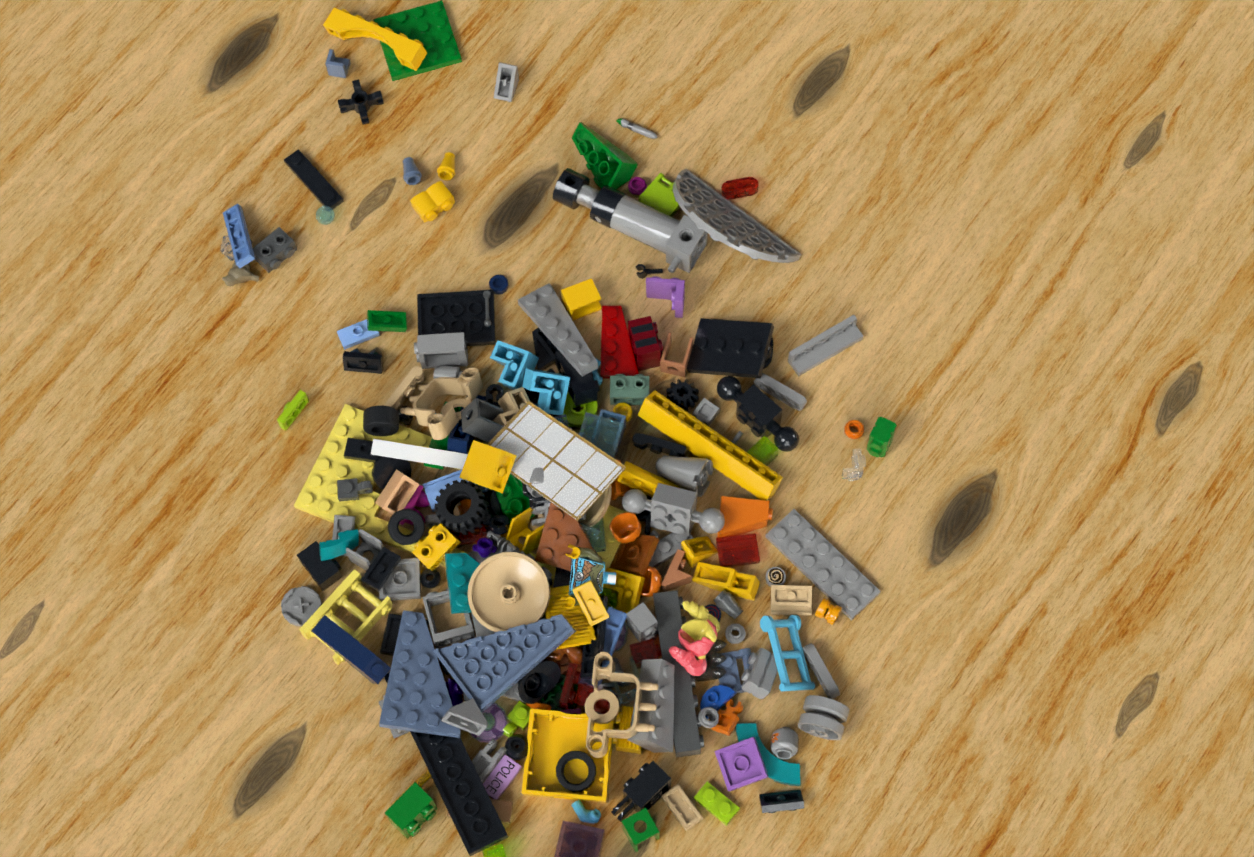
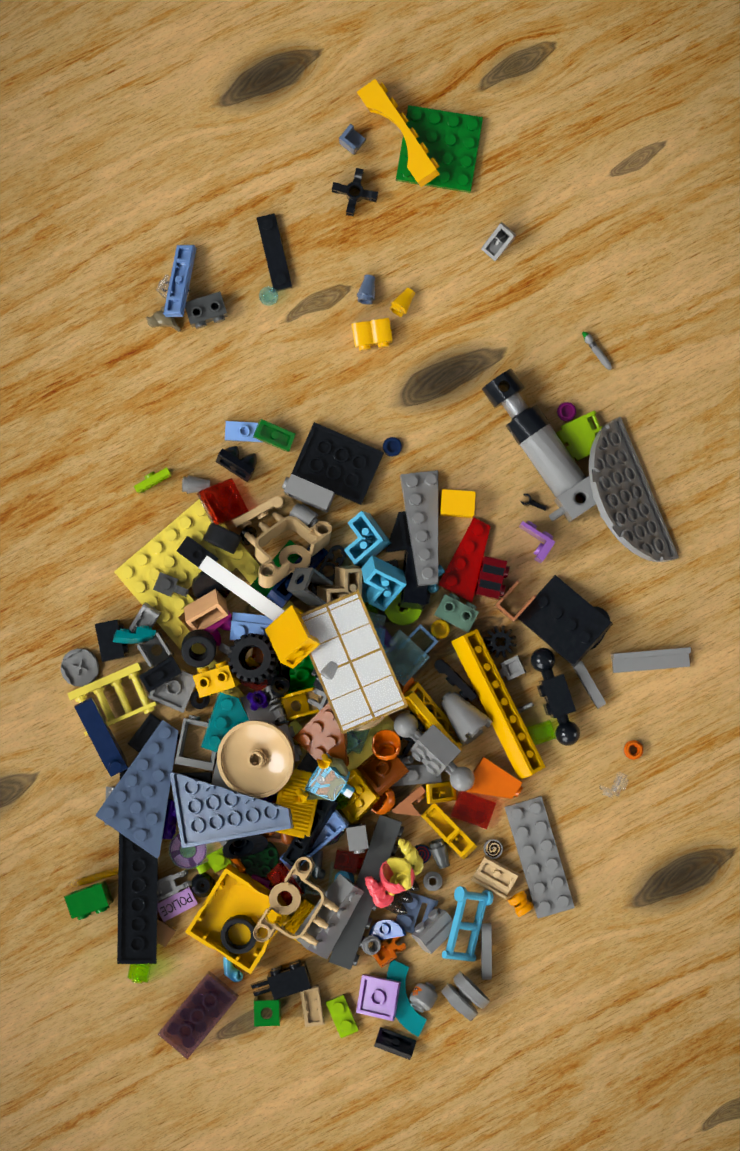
camera: 25 degrees right, 20 degrees up
(333, 396) = (194, 484): none -> light grey cone
(365, 394) = (222, 502): none -> clear red plate
(466, 717) = (170, 847): light grey slope -> none
(486, 294) = (375, 455): dark grey hinge -> none
(571, 679) = (264, 868): clear red plate -> none
(590, 602) = (319, 807): yellow plate -> none
(604, 159) = (551, 373): green wedge -> none
(740, 188) = (658, 461): clear red plate -> none
(881, 437) = (650, 774): green brick -> none

